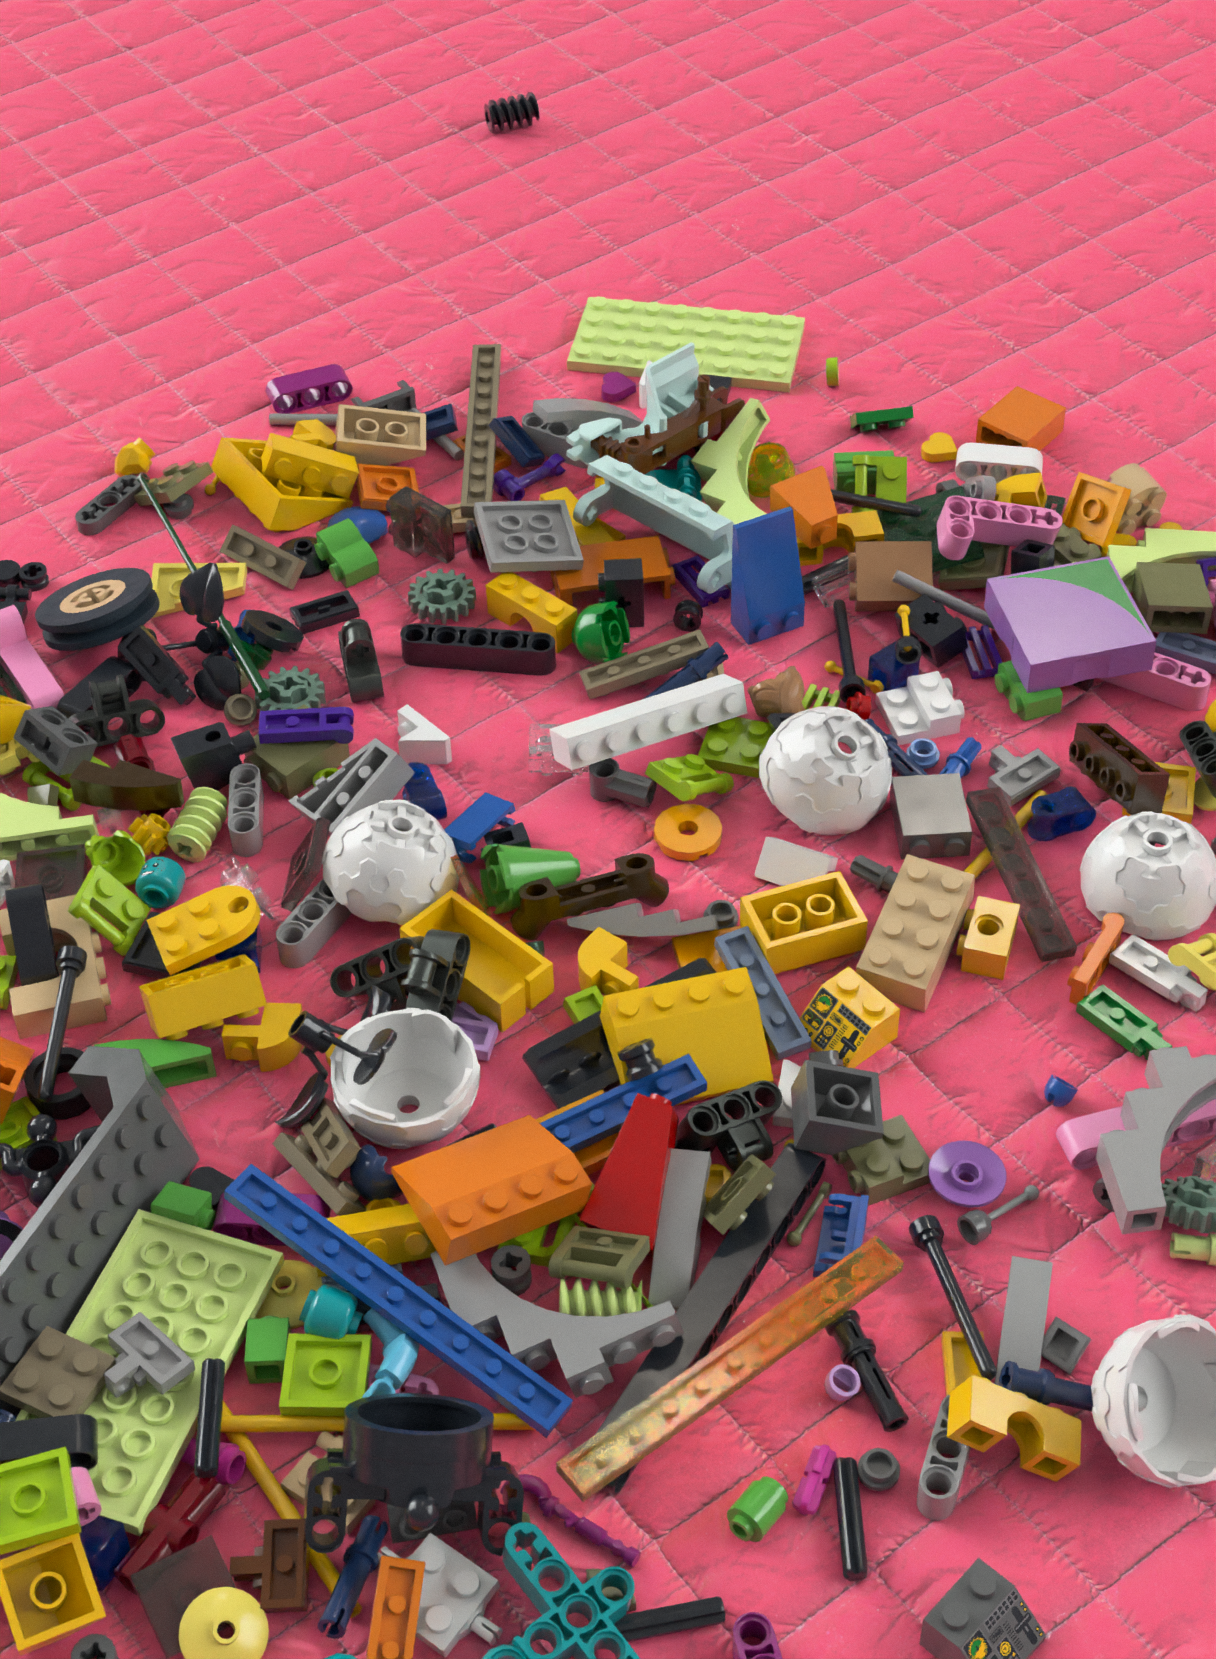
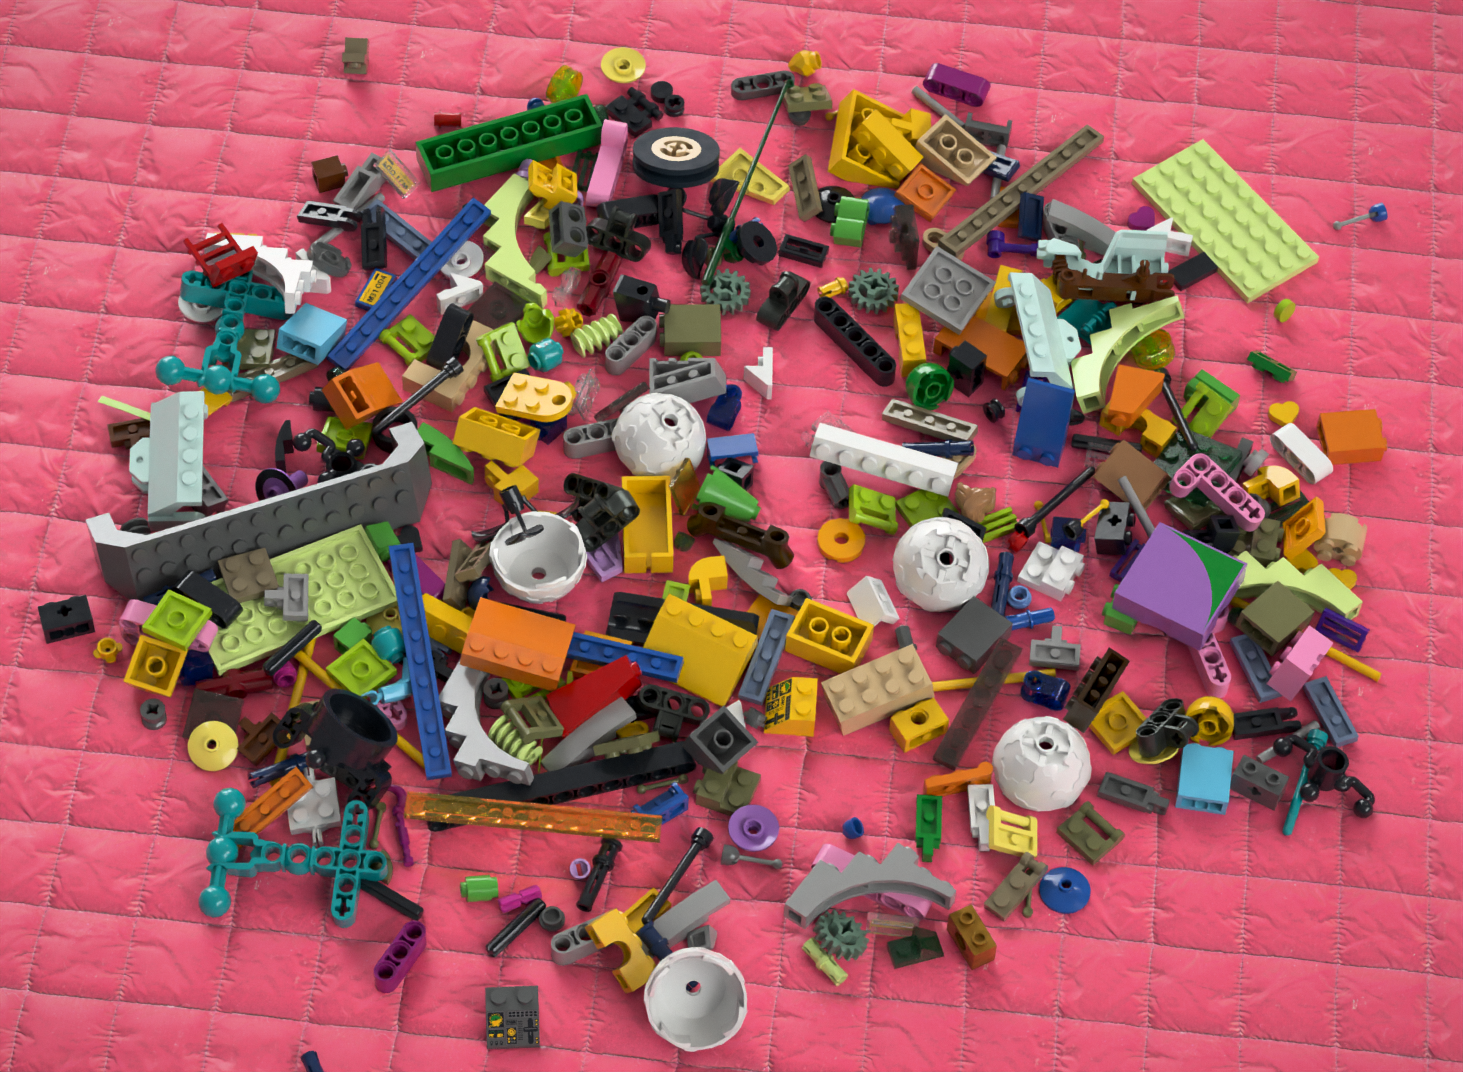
camera: 40 degrees right, 10 degrees up
(125, 787) = (573, 285): dark brown slope -> none
(240, 709) = (691, 280): dark tan plate -> none
(306, 725) = (702, 319): dark purple plate -> none
(399, 617) = (836, 287): none -> yellow pin
(640, 1059) = (653, 640): black wheel -> none
(805, 264) = (1376, 213): none -> hinge

